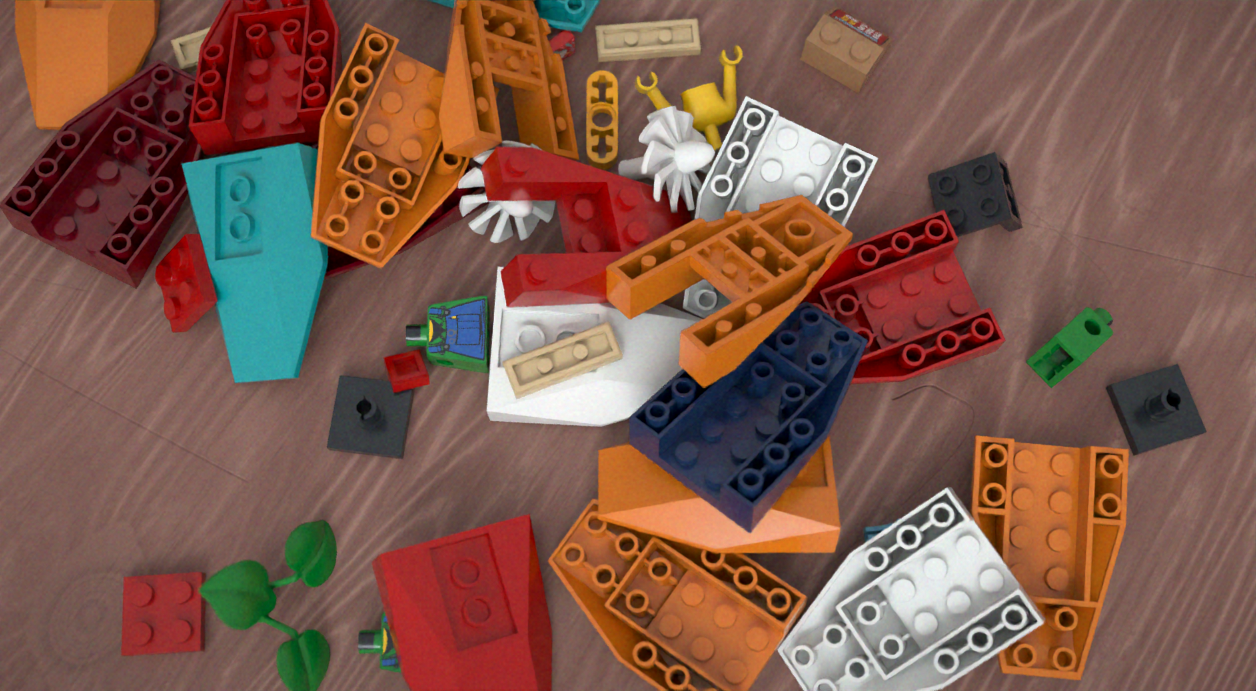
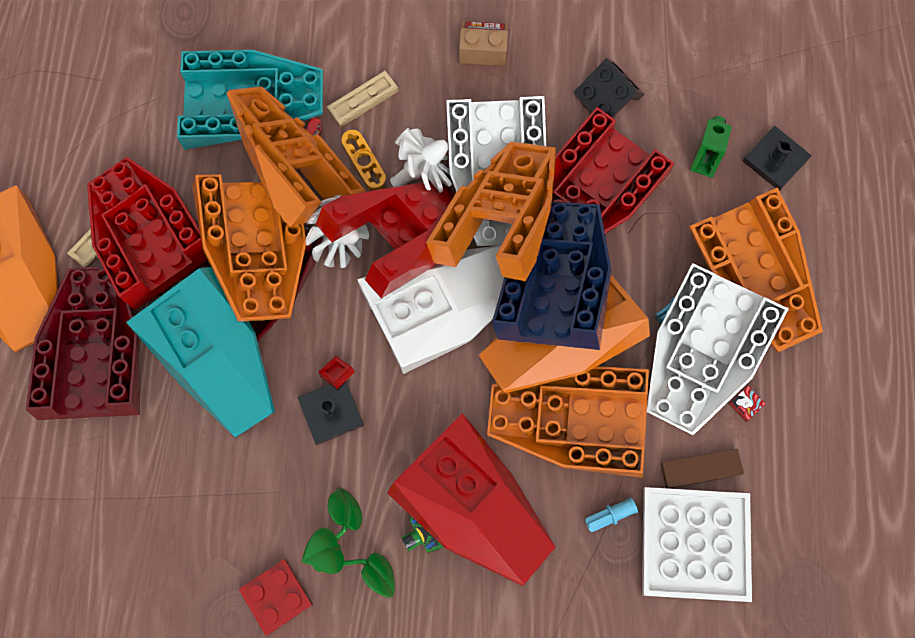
camera: 25 degrees left, 0 degrees up
(185, 283) = (170, 393): red plate -> none
(455, 334) = (353, 334): torso -> none
(562, 360) = (429, 313): tan tile -> none
(704, 101) = (419, 118): yellow piece -> none

